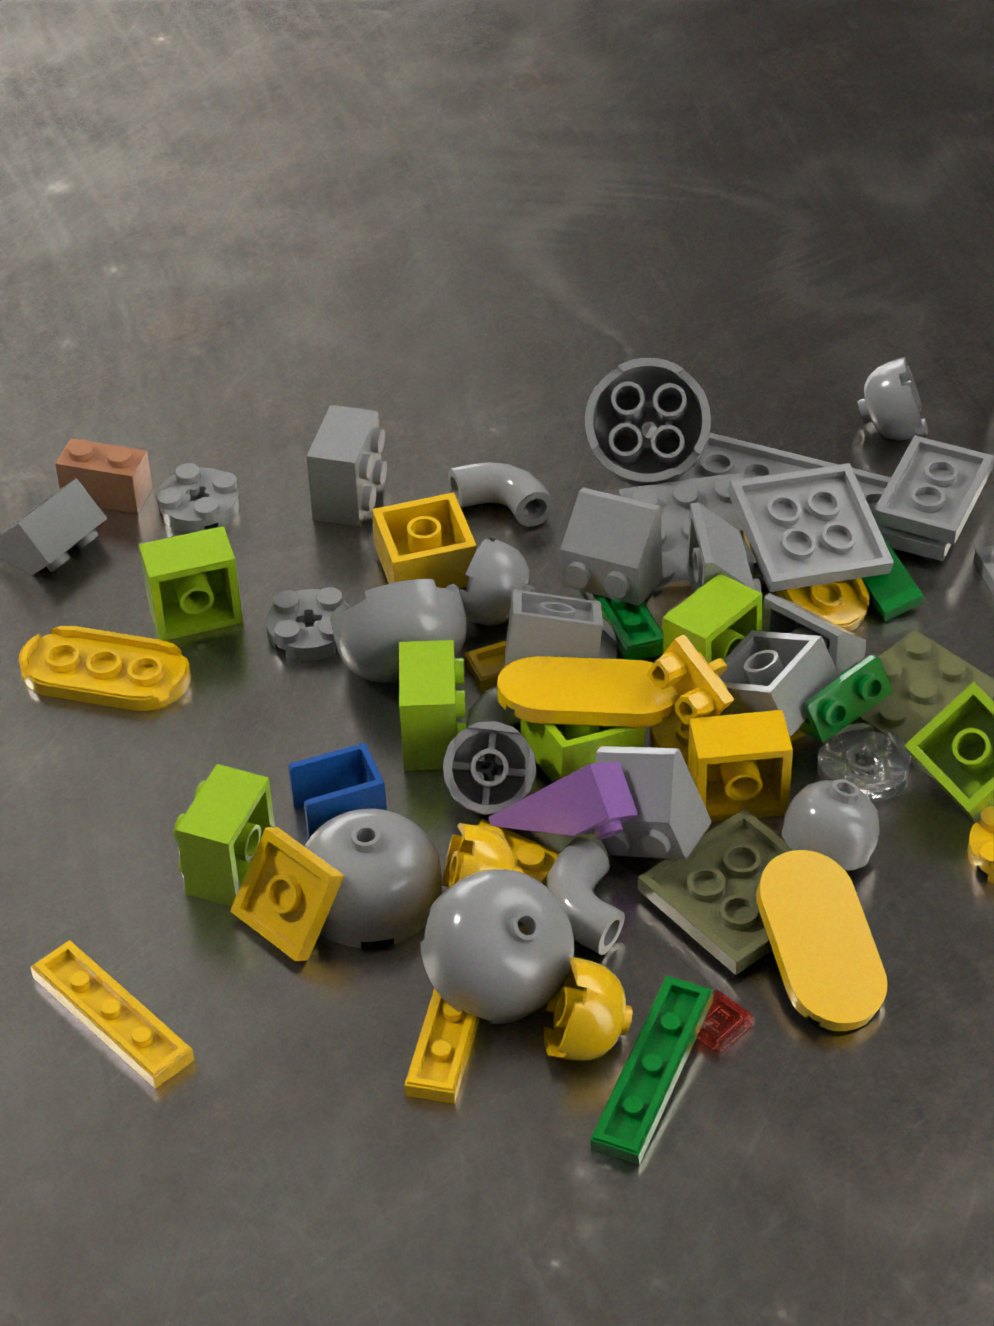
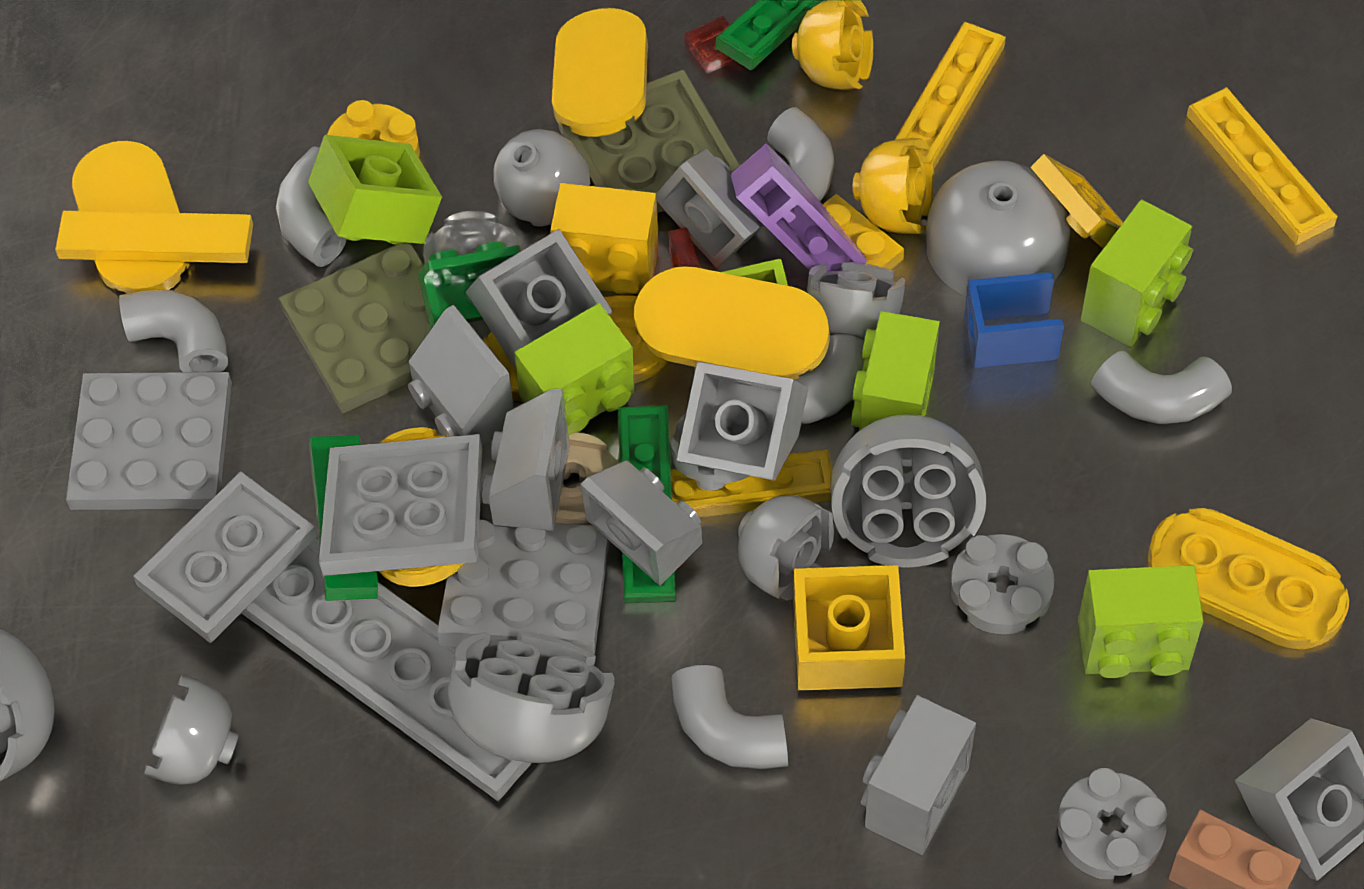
camera: 165 degrees left, 15 degrees up
(183, 767) = (1161, 397): none -> light grey cylinder
(498, 945) = (896, 89): light grey cylinder -> none
(693, 679) = (632, 274): yellow hips -> none

